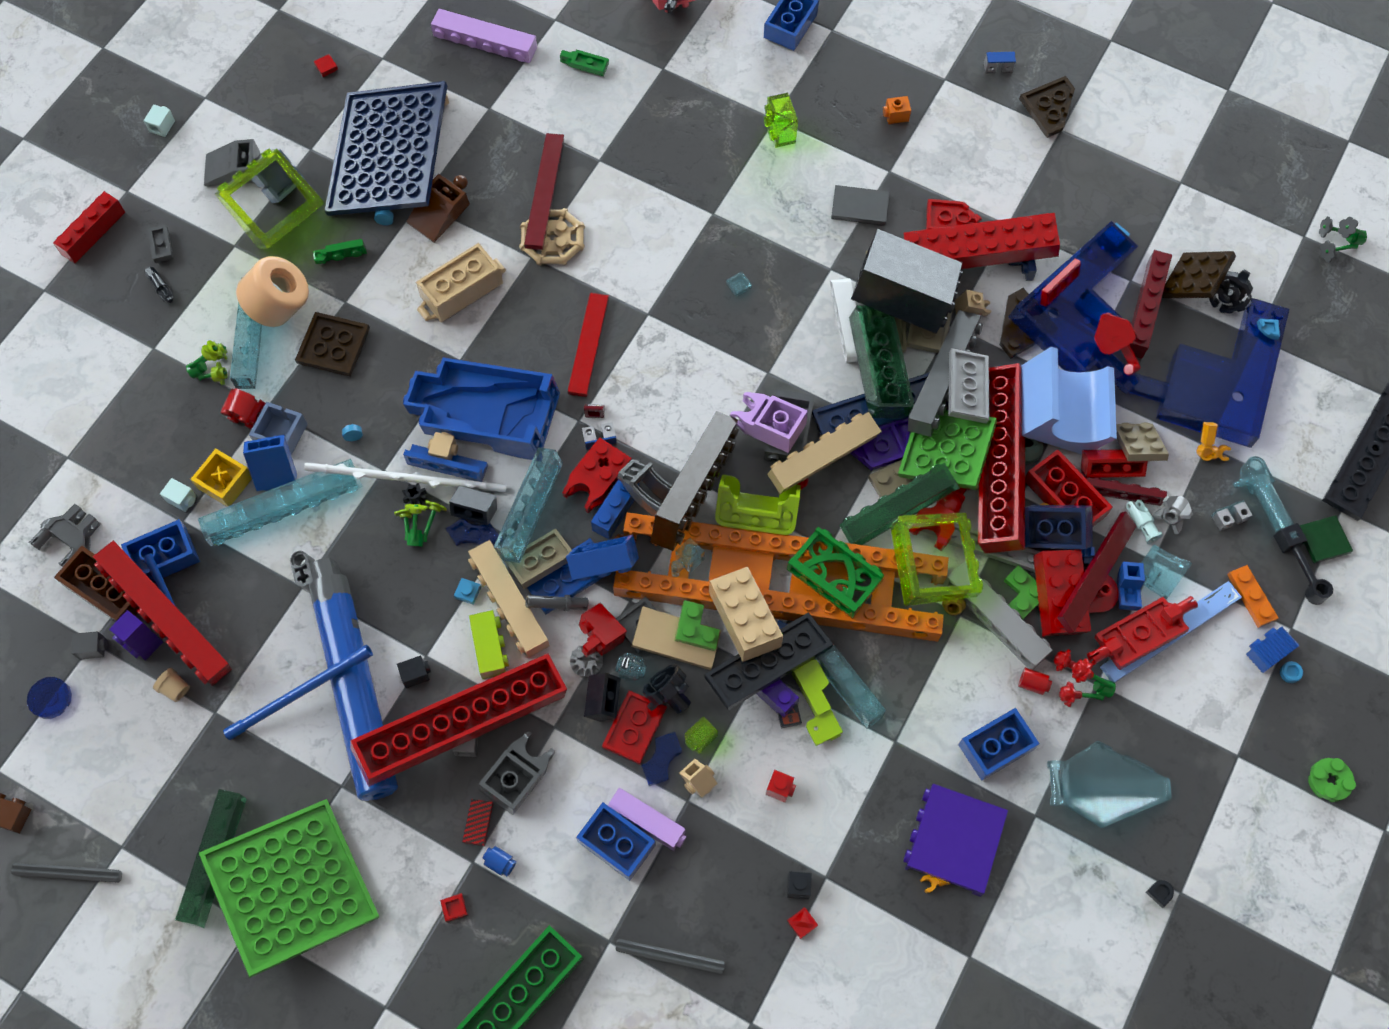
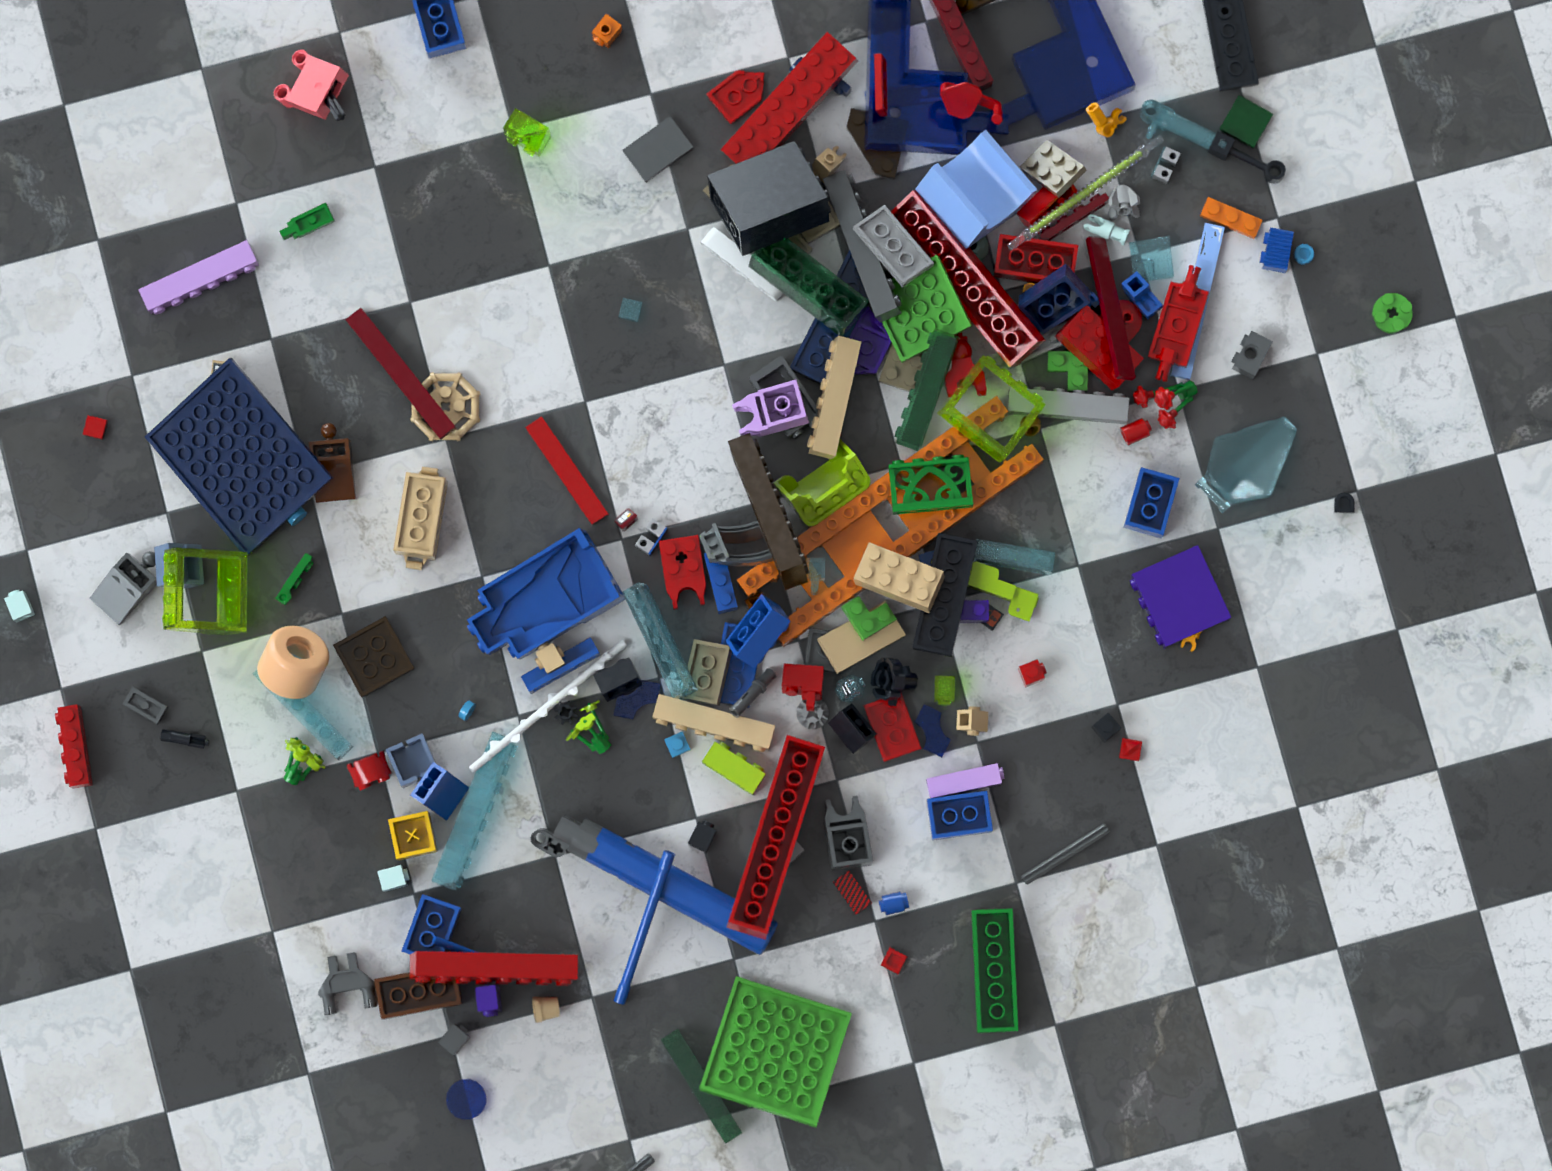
camera: 40 degrees left, 15 degrees up
(1171, 712) = (1248, 366): none -> dark grey brick
(1220, 491) = (1028, 233): none -> clear hose

